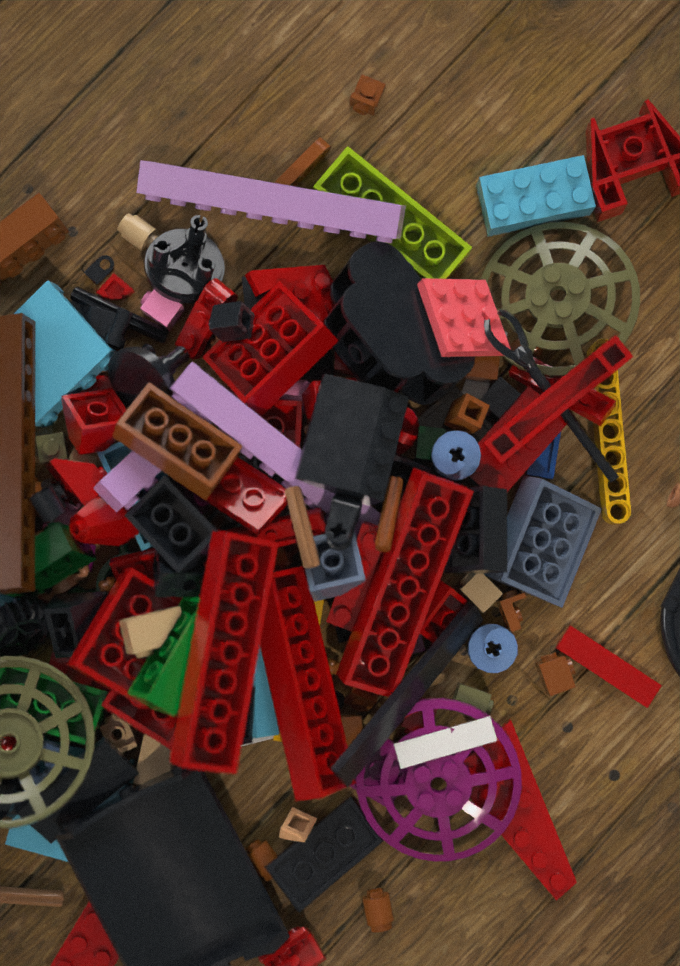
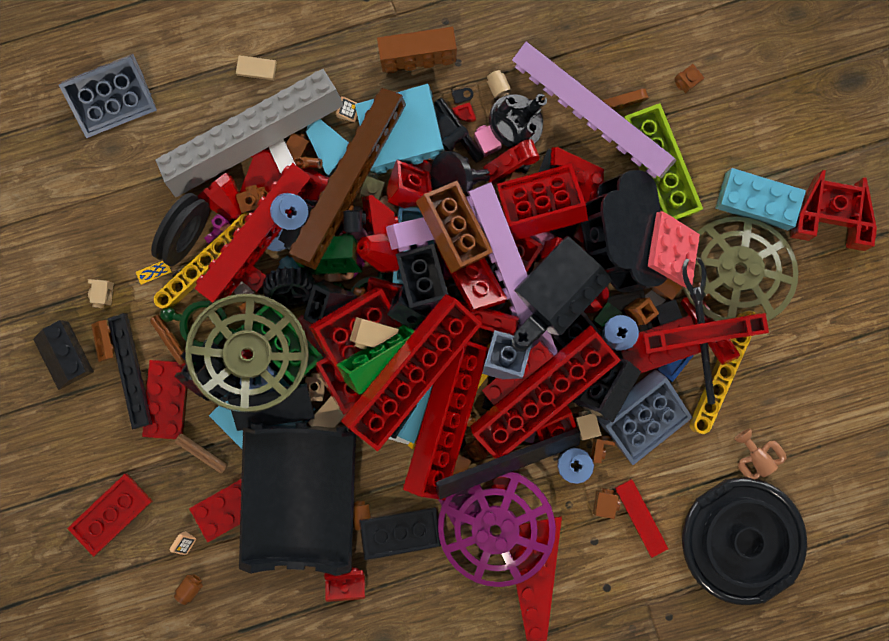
camera: 30 degrees right, 0 degrees up
(231, 321) = (527, 171): black brick -> none
(297, 826) = (393, 506): light nougat slope -> none
(302, 527) = (501, 323): medium nougat axle -> none
(378, 910) = (413, 587): dark orange brick -> none
(389, 514) = (559, 345): dark orange axle -> none
(444, 742) = (514, 506): white sticker -> none
(473, 697) = (549, 491): olive brick -> none

